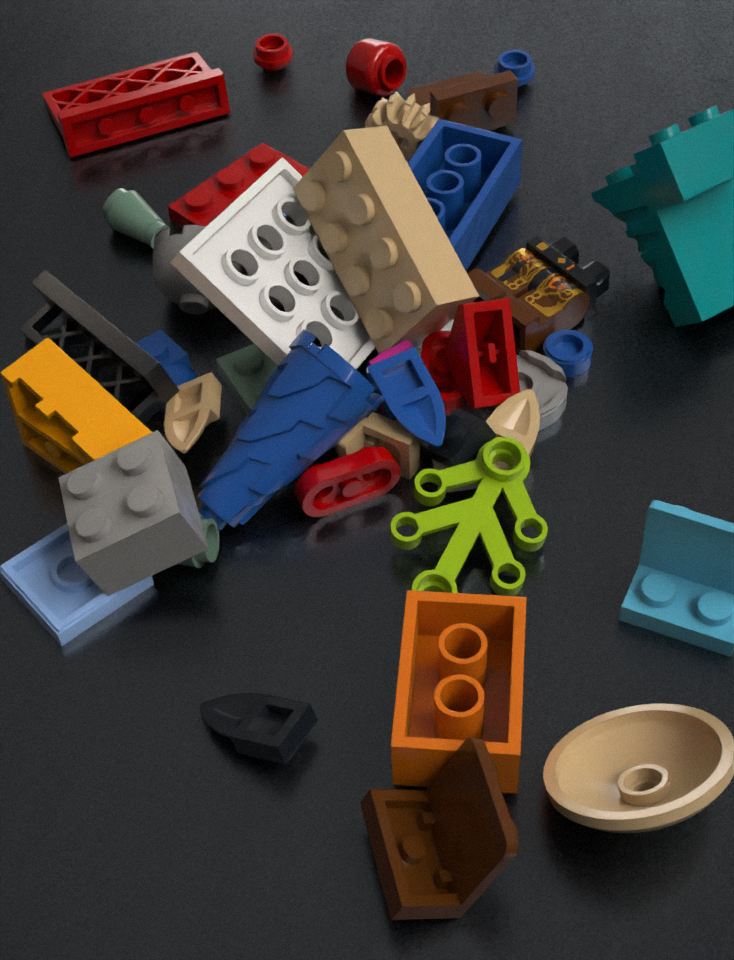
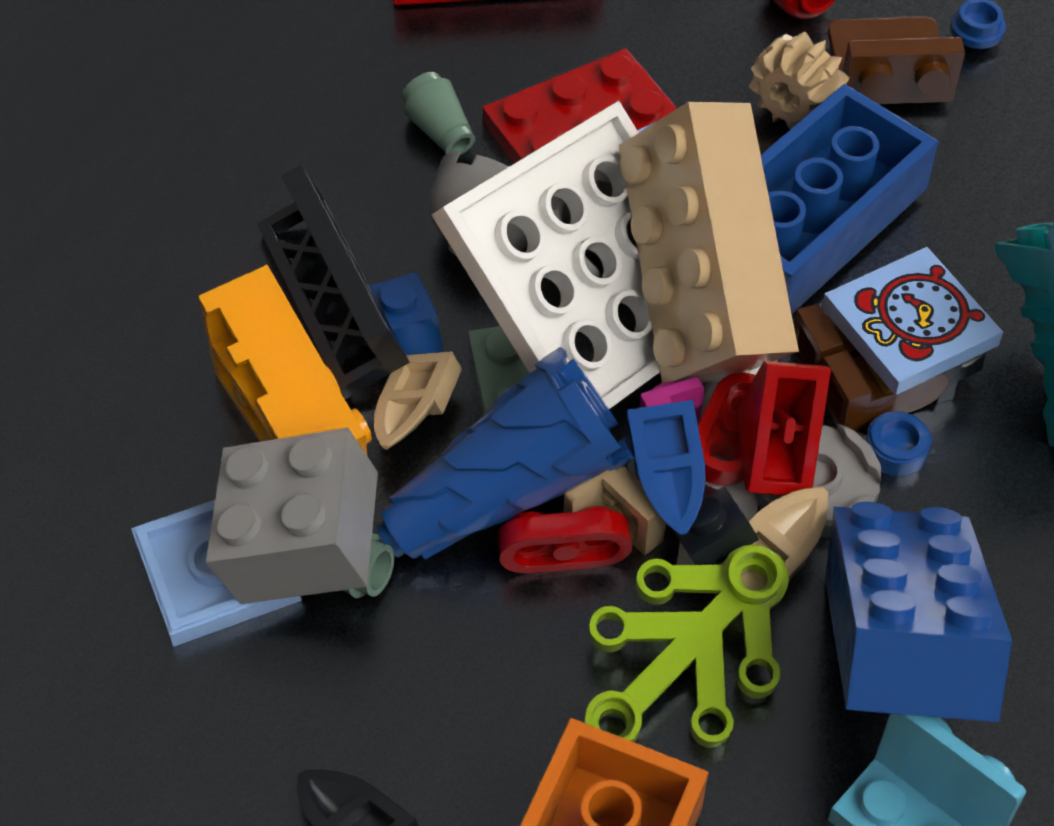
camera: 15 degrees right, 5 degrees up
(550, 260) = (911, 320): none -> light blue tile
(636, 444) = (915, 614): none -> blue brick

